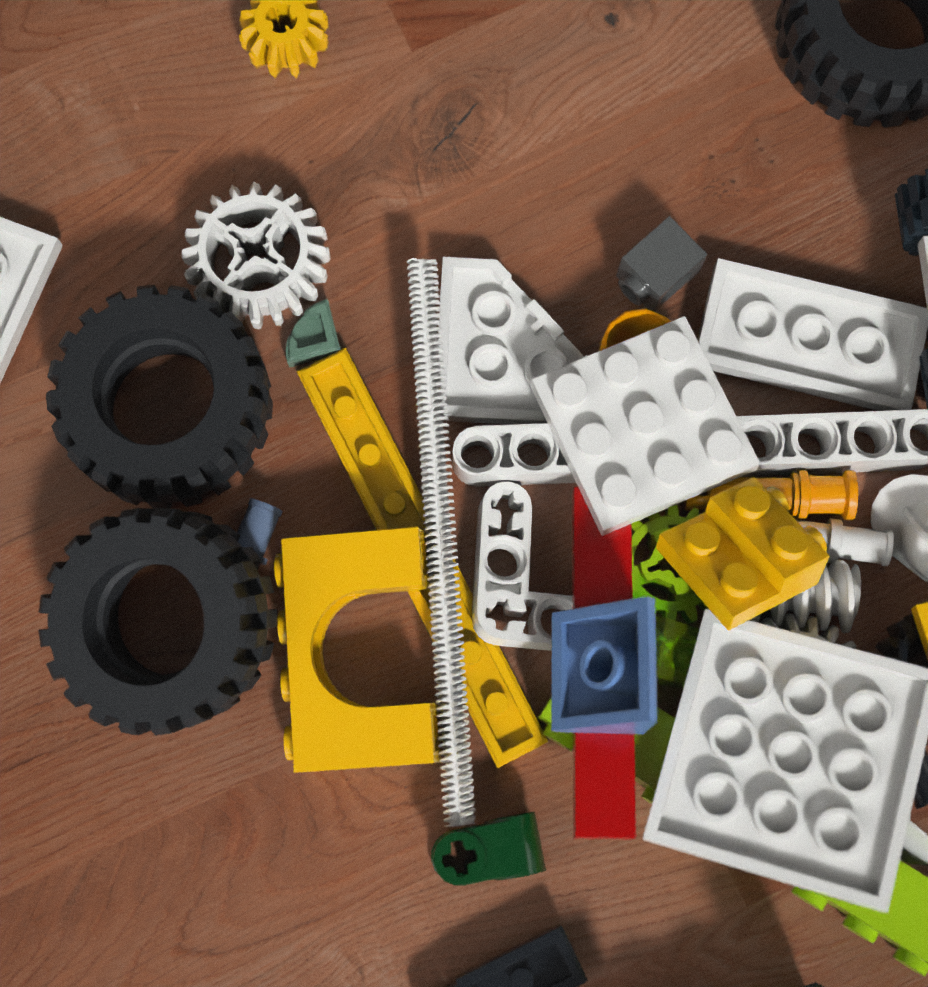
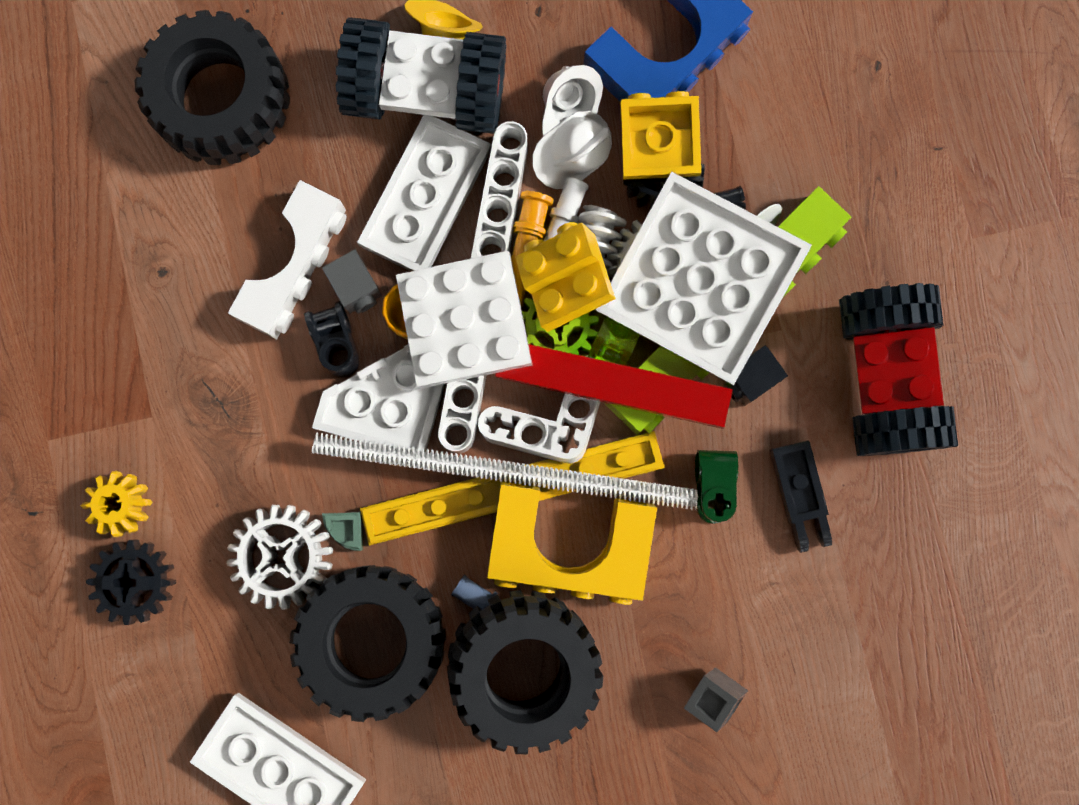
camera: 75 degrees left, 5 degrees up
(167, 54) = (127, 596): none -> black gear
(170, 914) = (715, 699): none -> dark grey brick
(582, 254) = (330, 333): none -> black piece
(605, 668) = (622, 383): medium blue slope -> none
(665, 877) = (758, 376): none -> black brick
(730, 195) = (270, 302): none -> white arch

